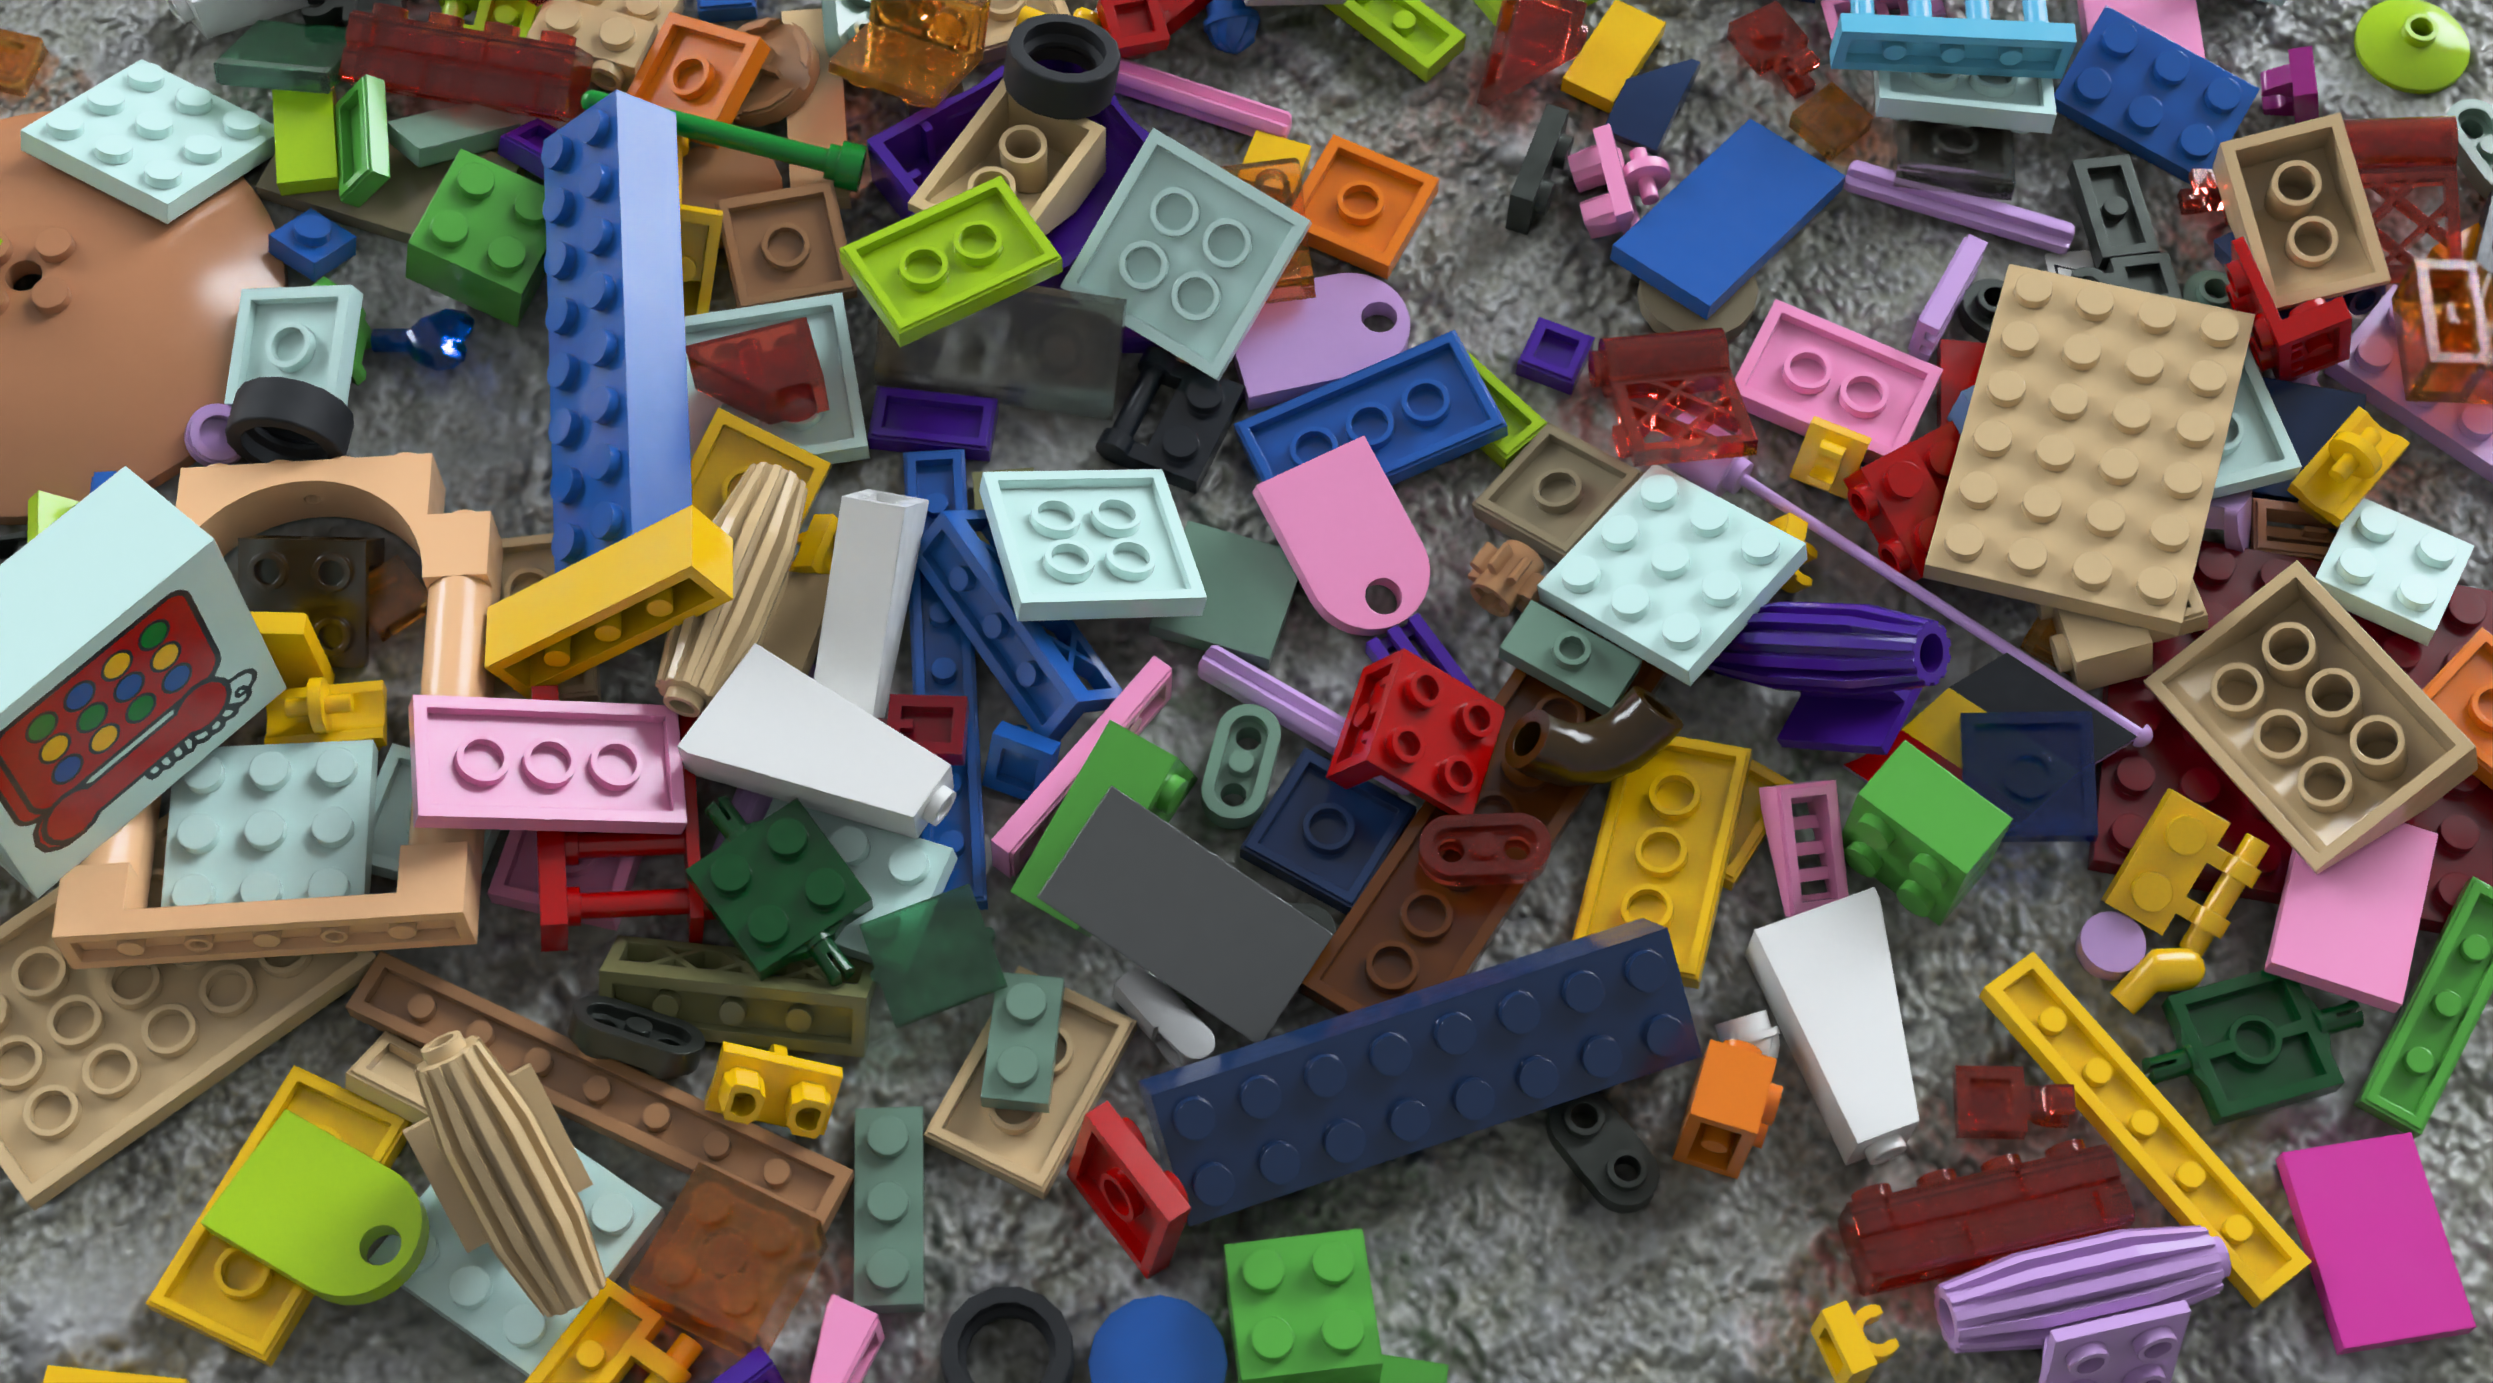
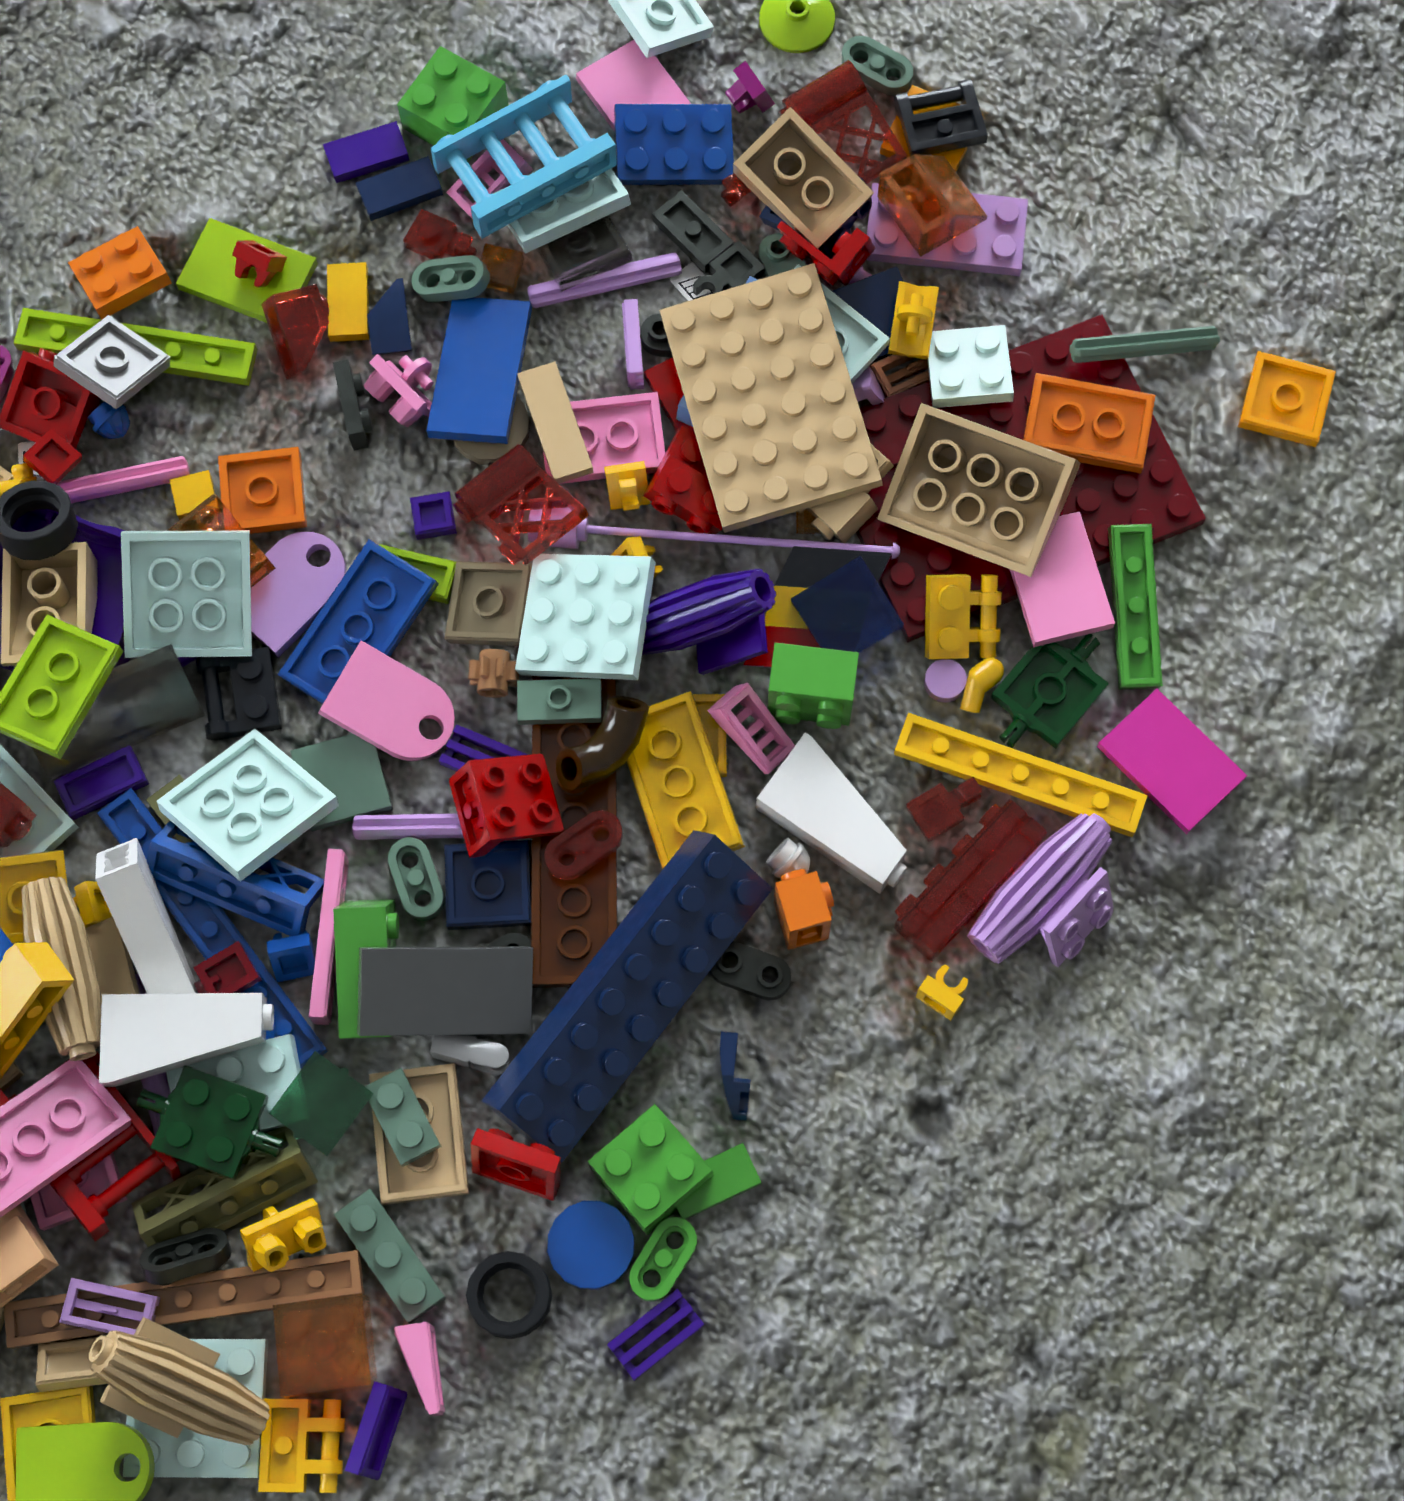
camera: 30 degrees left, 10 degrees up
(460, 998) = (72, 1301): none -> lavender tile
(1486, 1288) = (735, 1089): none -> dark blue slope
(1760, 94) = (453, 278): none -> sand green plate
(1784, 329) = (555, 423): none -> tan tile

